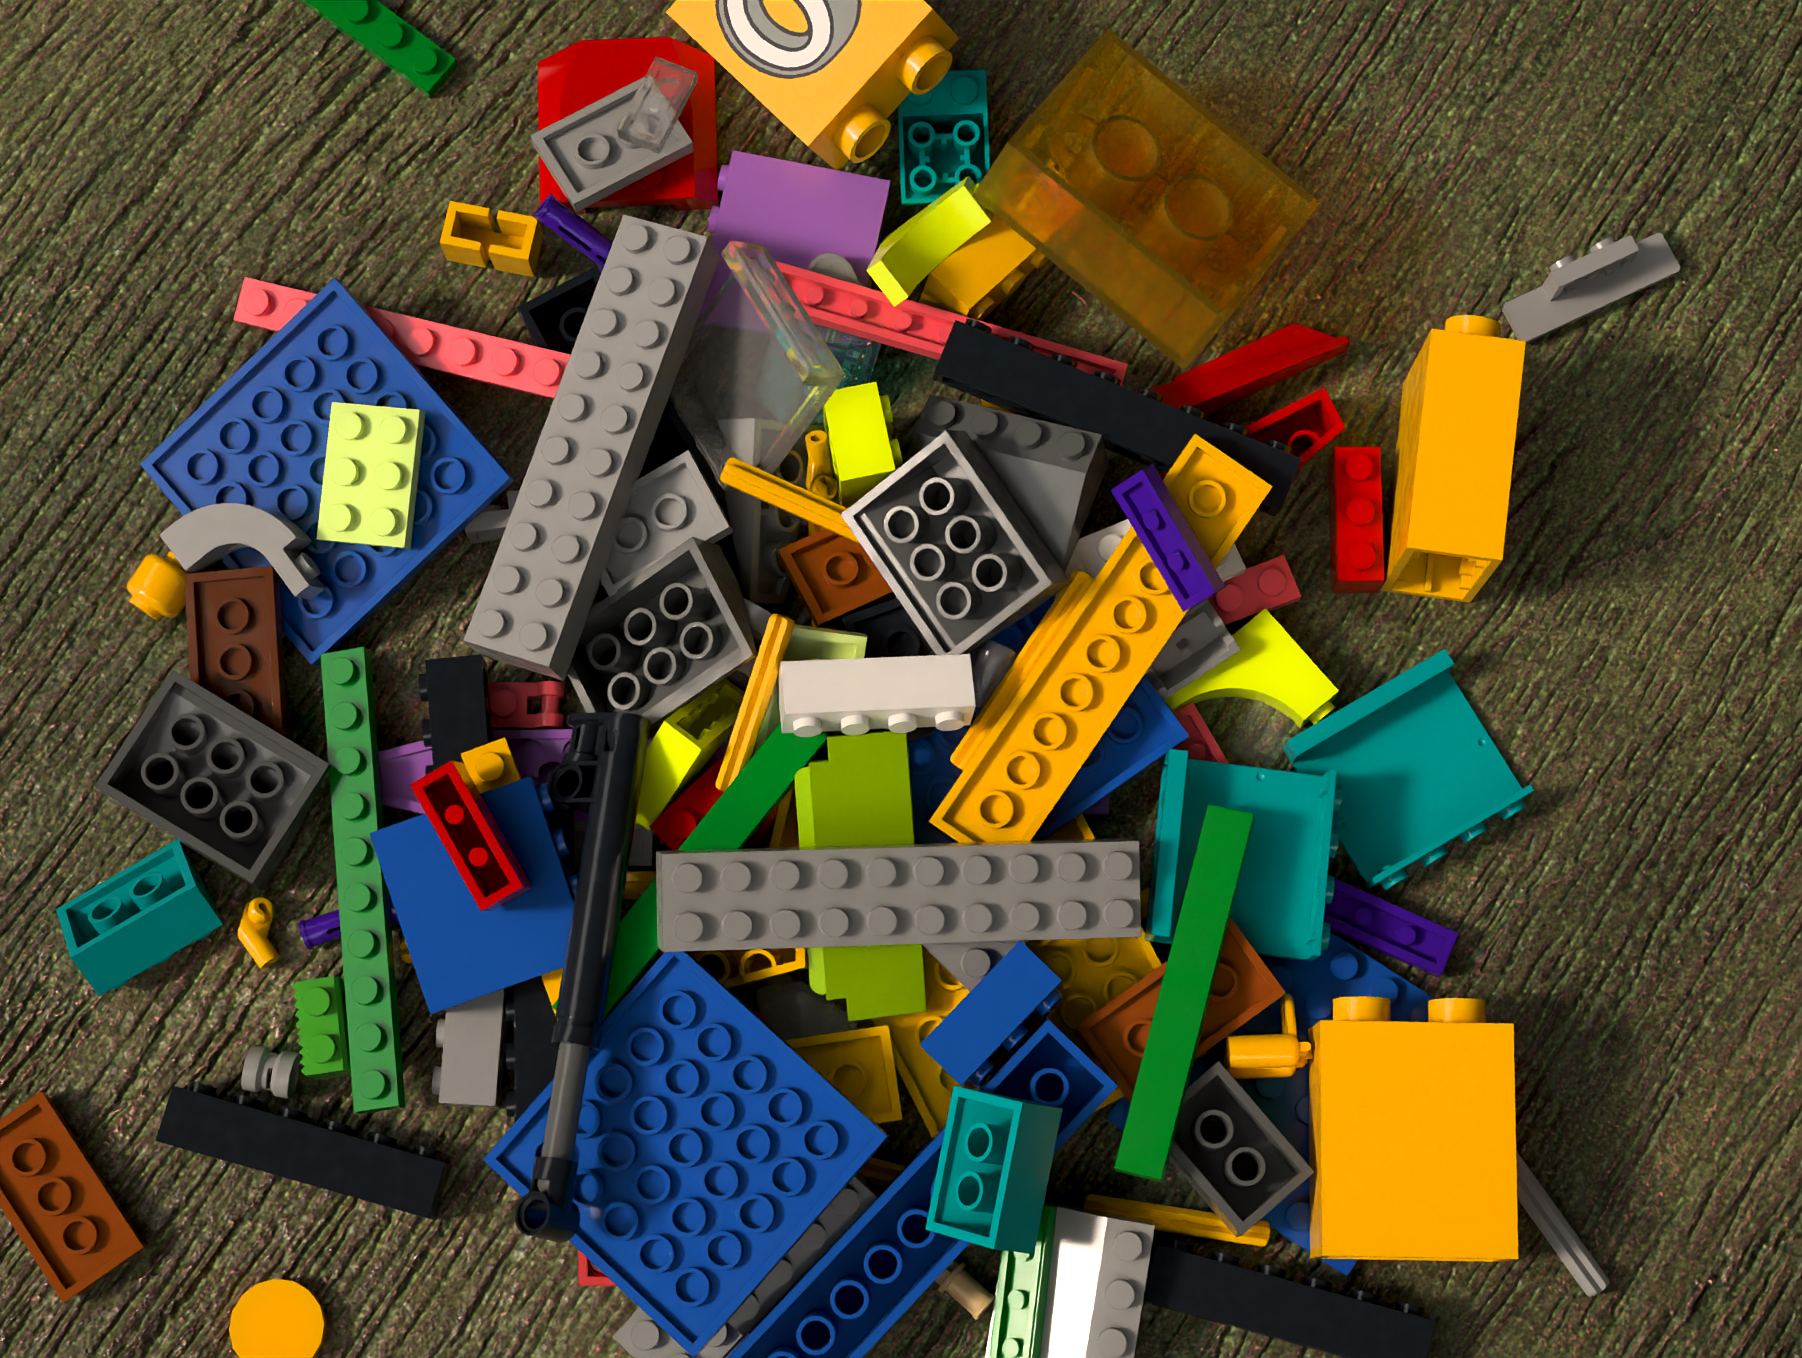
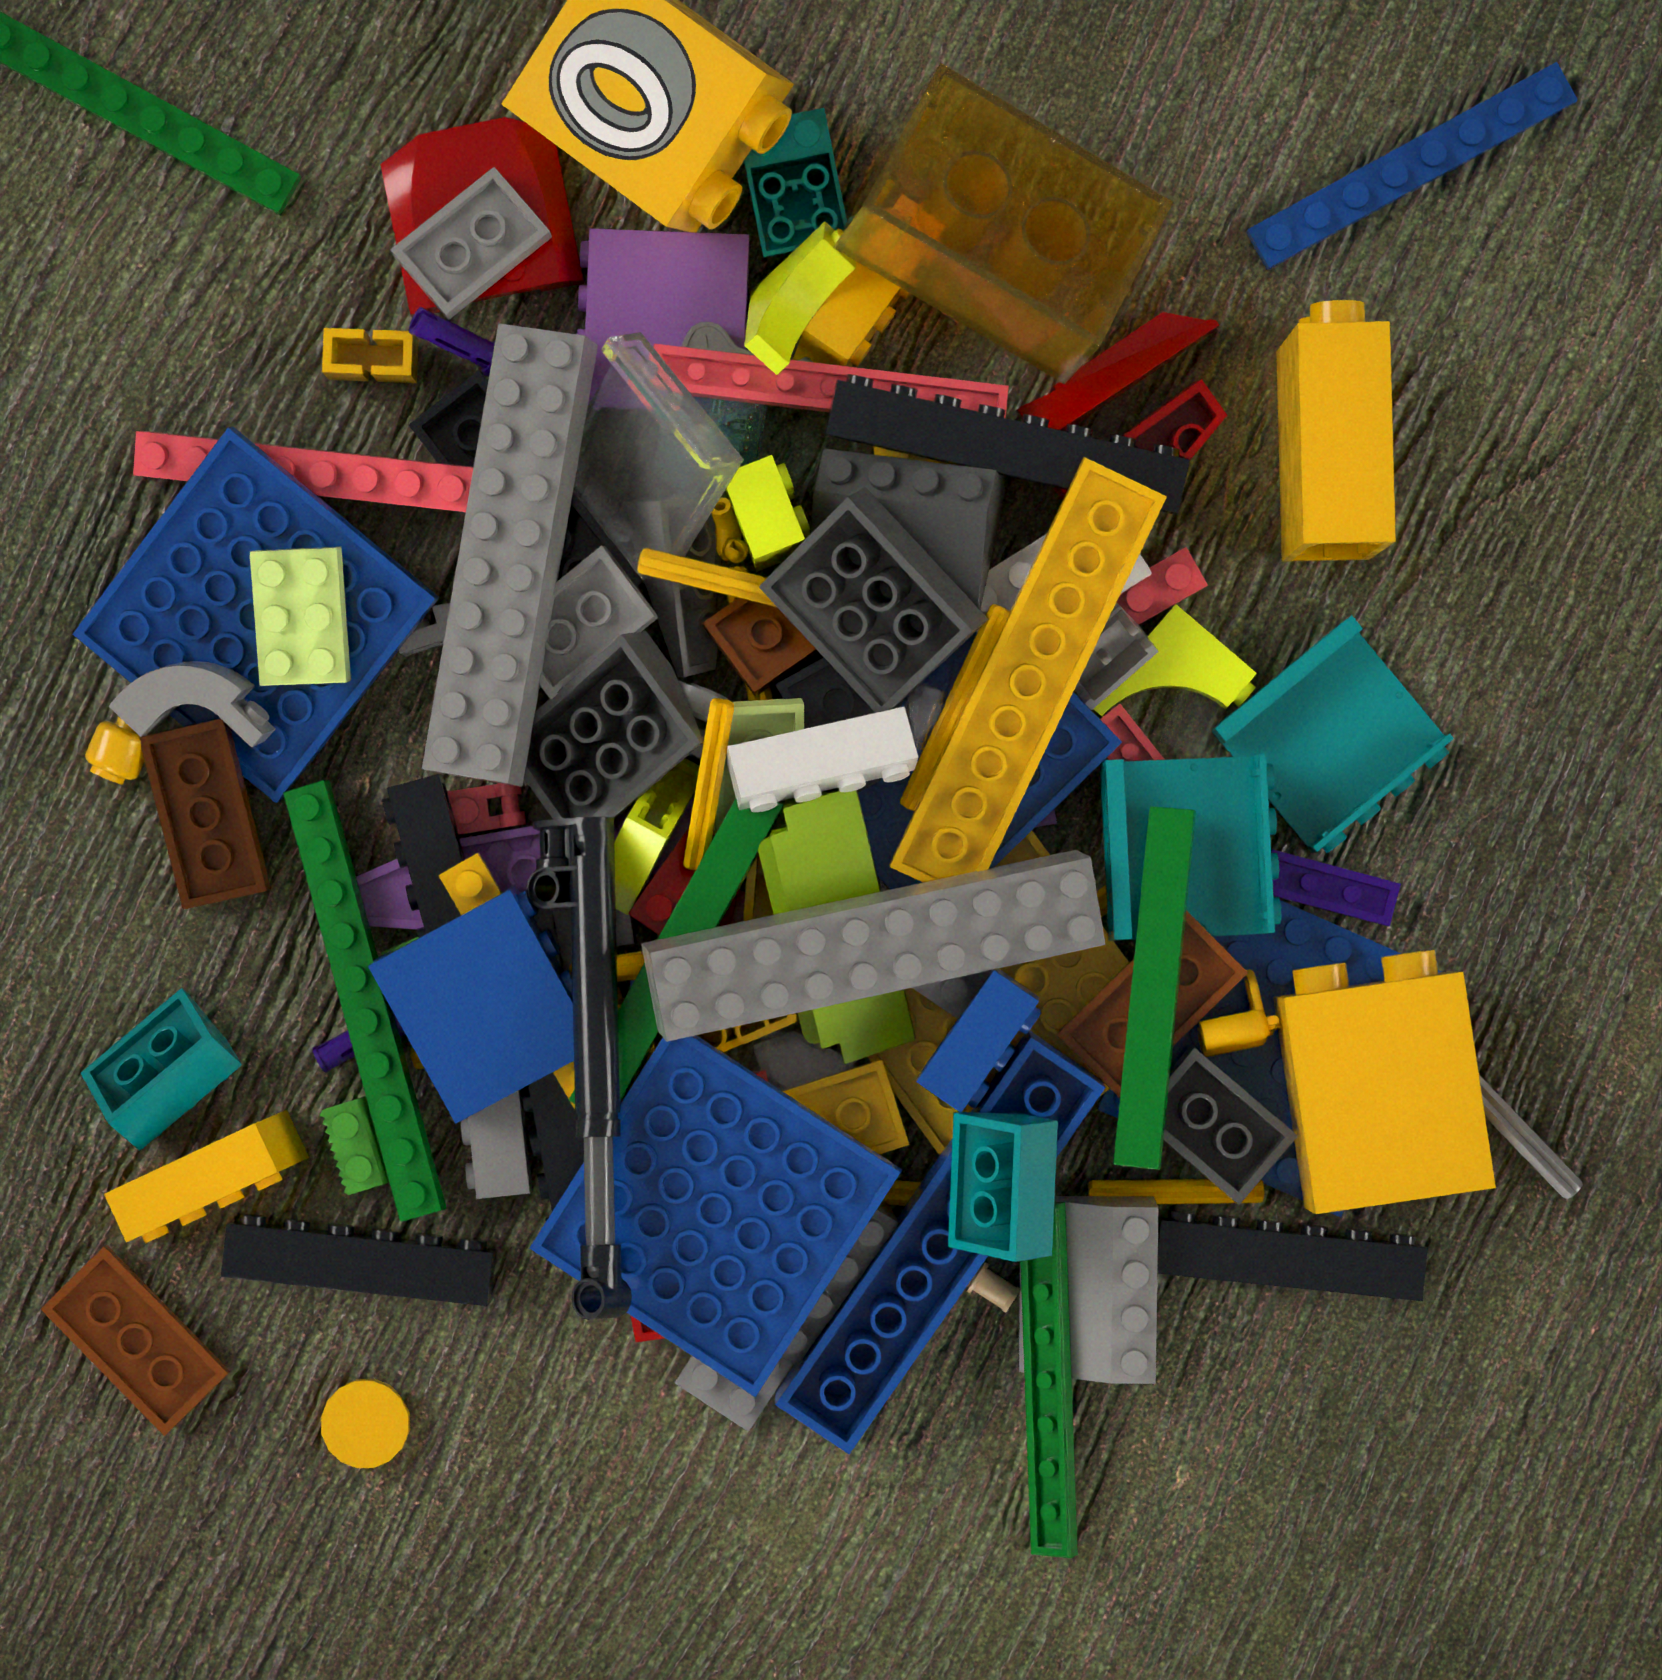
camera: 10 degrees left, 10 degrees up
(162, 1034) = (206, 1176): none -> yellow wedge
(214, 779) = (207, 930): dark grey slope -> none
(254, 931) = (271, 1062): yellow arm -> none
(271, 1071) = (313, 1192): light grey wheel -> none
(471, 836) = (466, 959): red brick -> none
(657, 105) = (510, 200): clear plate -> none
(1168, 538) = (1075, 566): dark purple plate -> none
(1355, 520) = (1249, 499): red brick -> none
(1564, 223) = (1411, 166): none -> blue plate
(1590, 283) = (1444, 227): light grey bracket -> none

